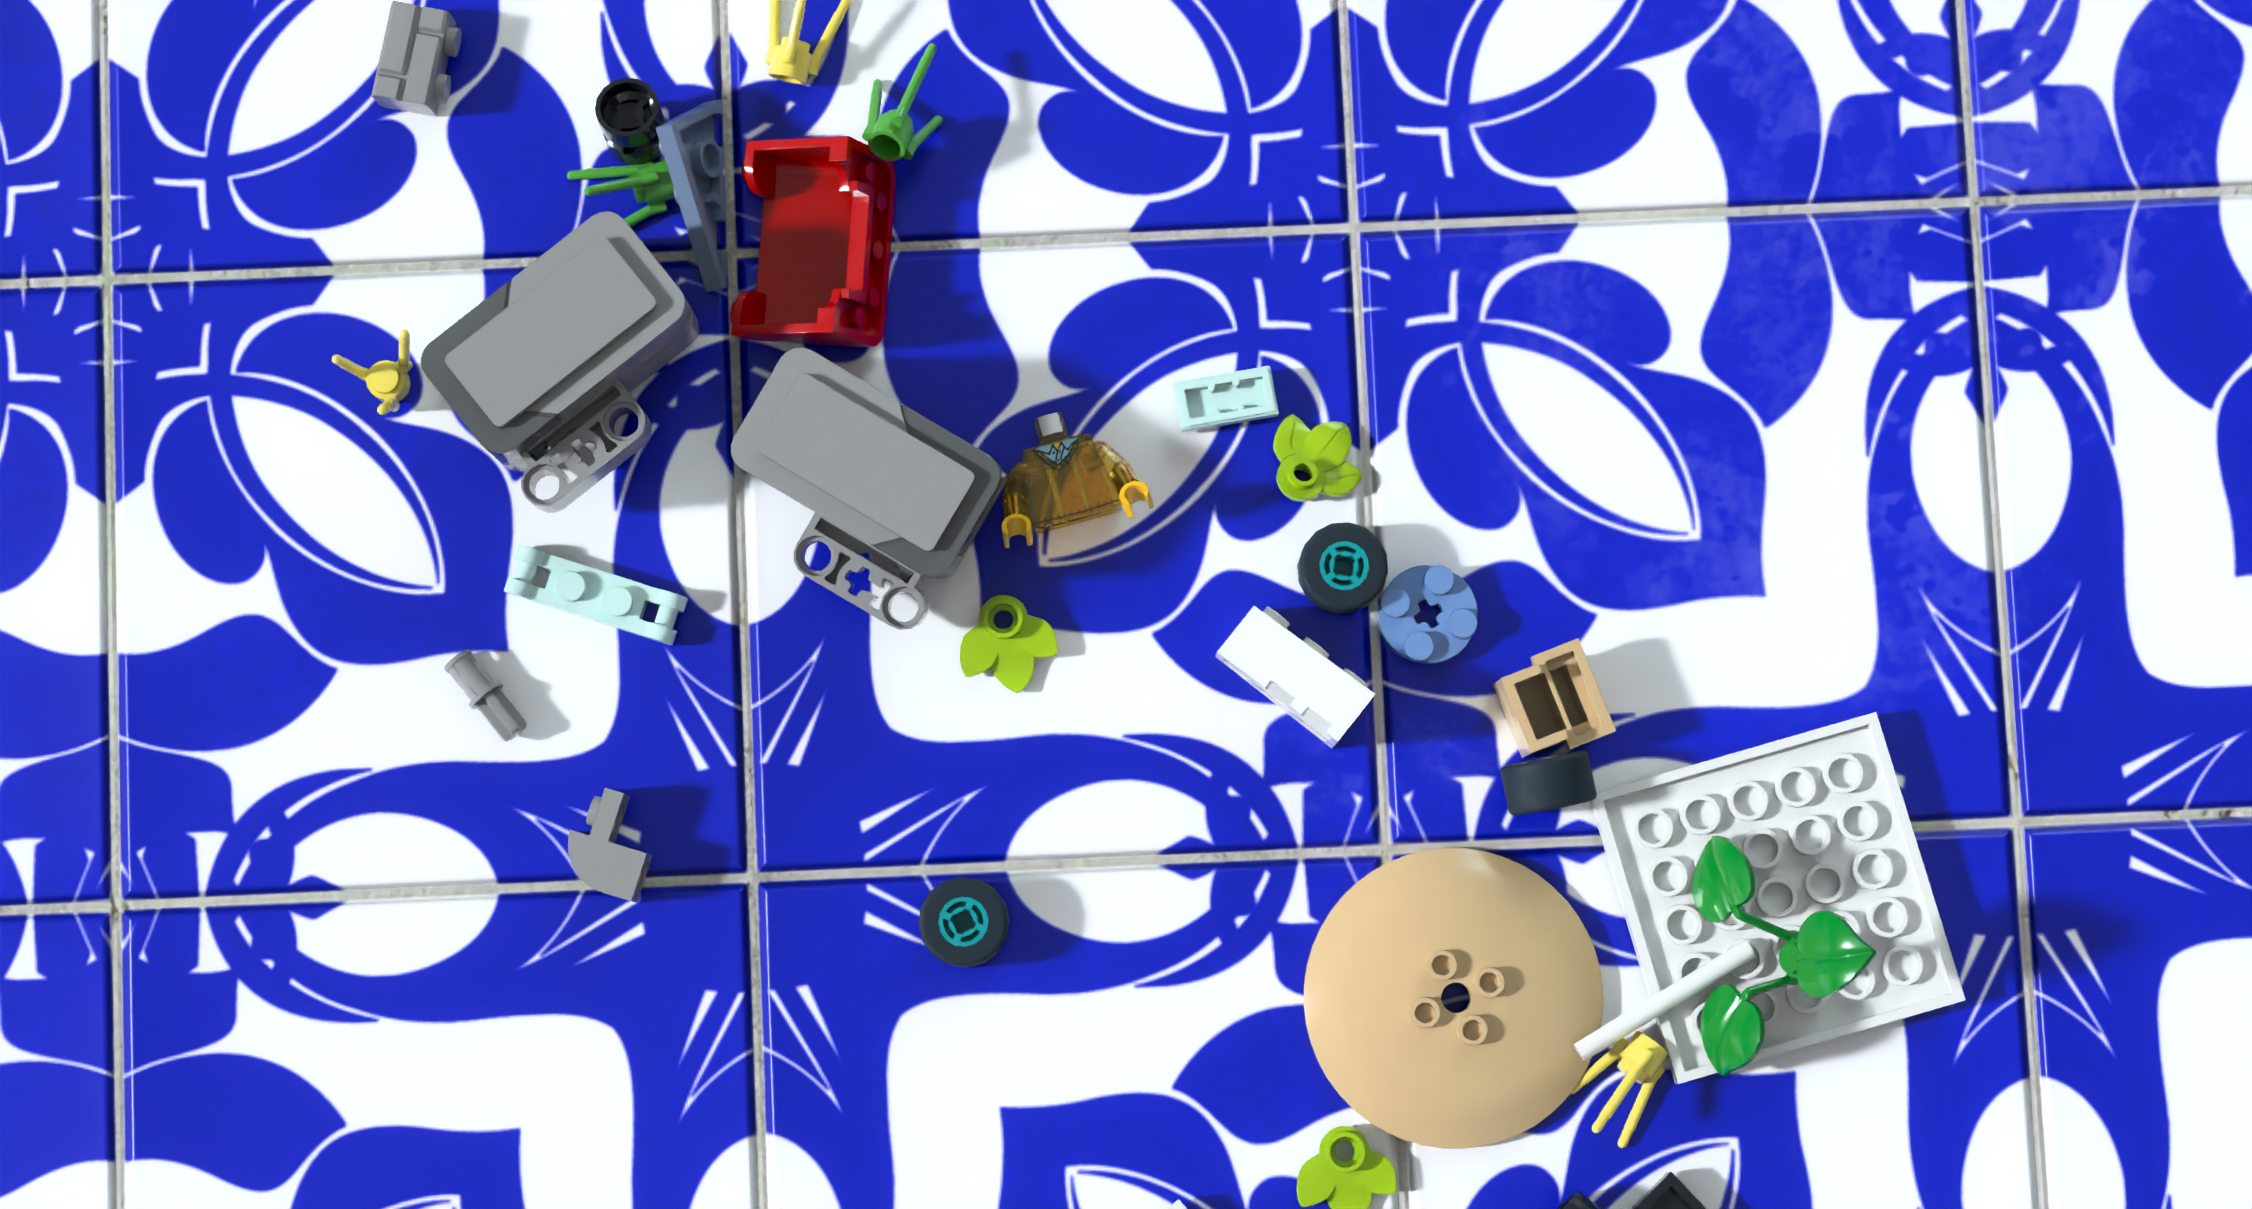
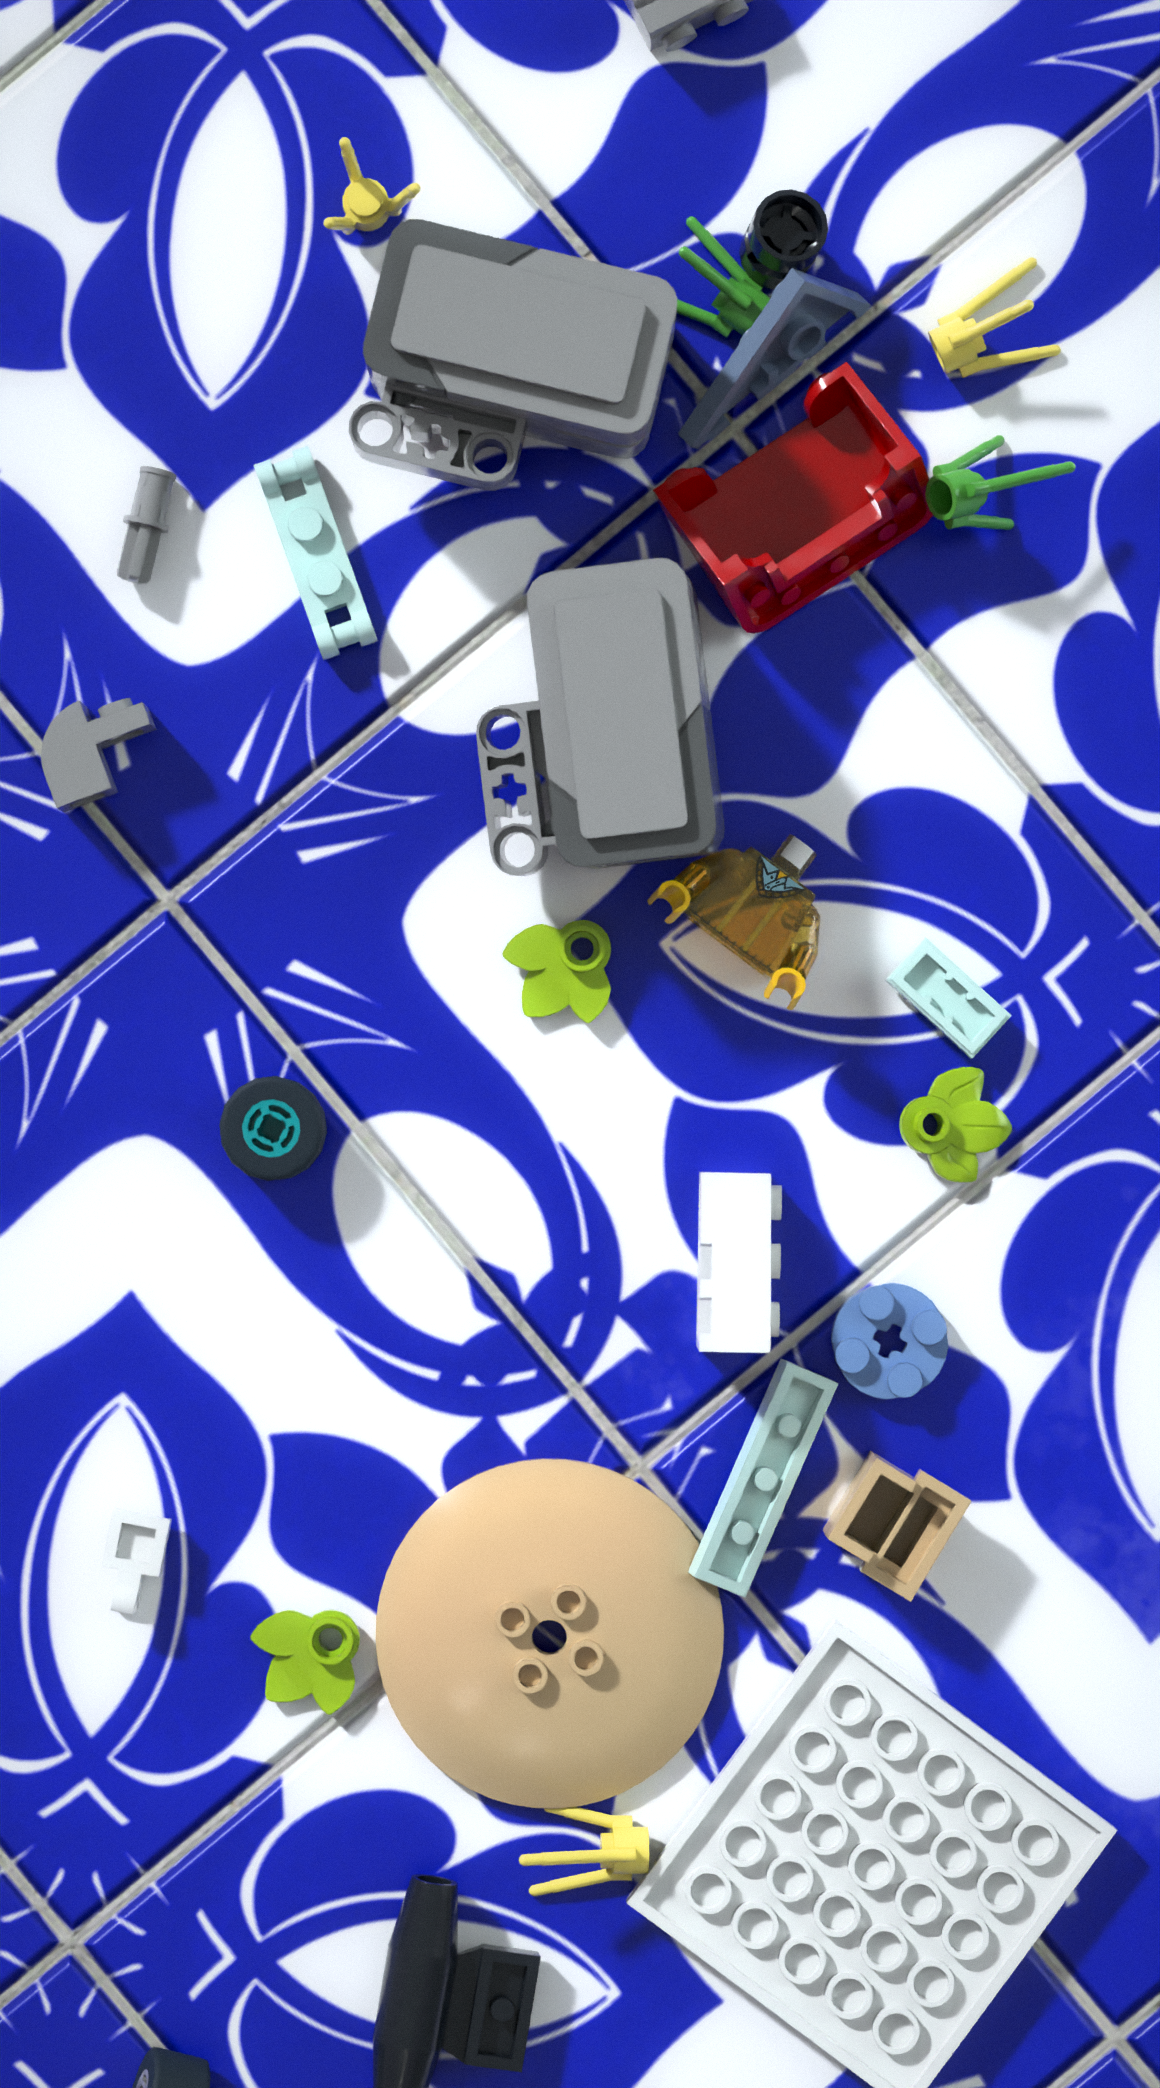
camera: 60 degrees right, 5 degrees up
(1342, 584) = (852, 1221): black wheel -> none
(1456, 769) = (762, 1478): none -> light aqua plate
(1548, 783) = (814, 1574): black wheel -> none
(1664, 1000) = (694, 1833): white bar -> none
(1817, 958) = (839, 1951): plant -> none

